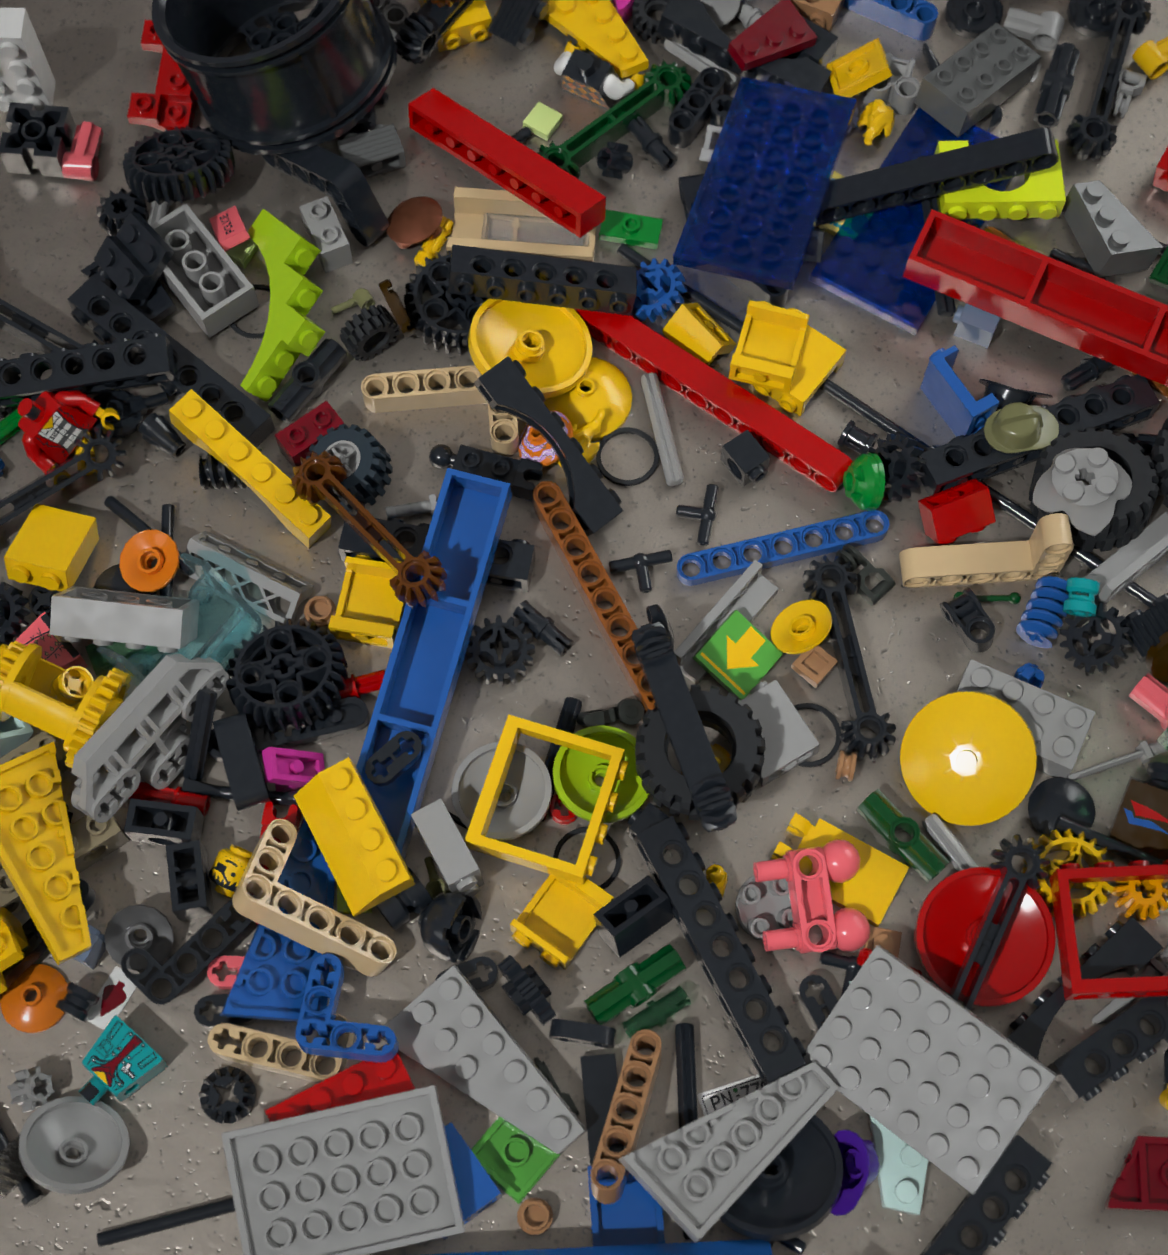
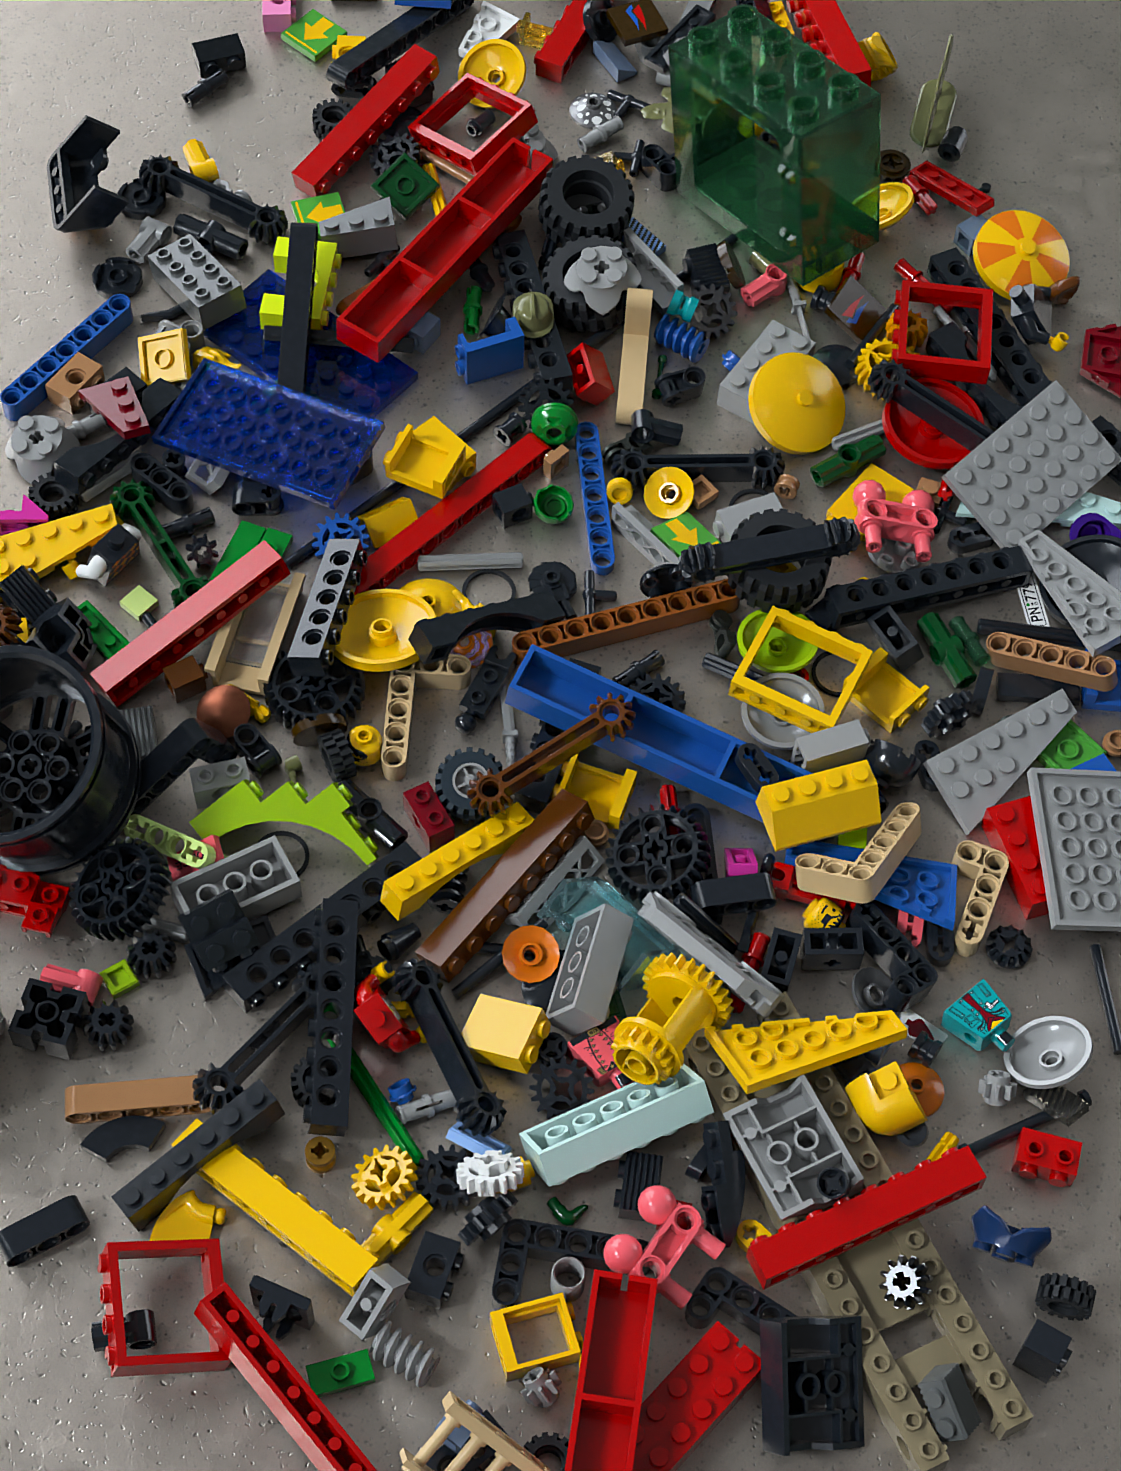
camera: 85 degrees left, 10 degrees down
(40, 193) = (108, 1025): none -> black gear
(77, 680) = (656, 1002): yellow wheel -> none
(93, 191) = (119, 979): none -> lime tile
(233, 524) = (506, 885): none -> reddish brown brick
(243, 199) = (169, 841): none -> yellowish green beam
(325, 1021) = (965, 853): blue beam -> none
(368, 263) = (258, 753): none -> black piece
(390, 355) = (365, 744): none -> yellow head
(446, 174) = (185, 678): none -> reddish brown brick
(470, 55) = (64, 633): none -> black brick
(502, 91) = (104, 634): none -> green tile
(630, 198) = (244, 540): none -> green tile
(646, 520) = (558, 580): none -> black piece
(706, 514) = (555, 543): black piece -> none
(753, 499) = (553, 504): none -> green hair
(792, 571) = (619, 491): none -> yellow tile
(820, 495) = (555, 461): none -> medium nougat plate
(891, 588) = (647, 428): none -> black piece
(1029, 373) = (472, 310): none -> green pin
(1131, 186) = (317, 208): none -> bright green tile

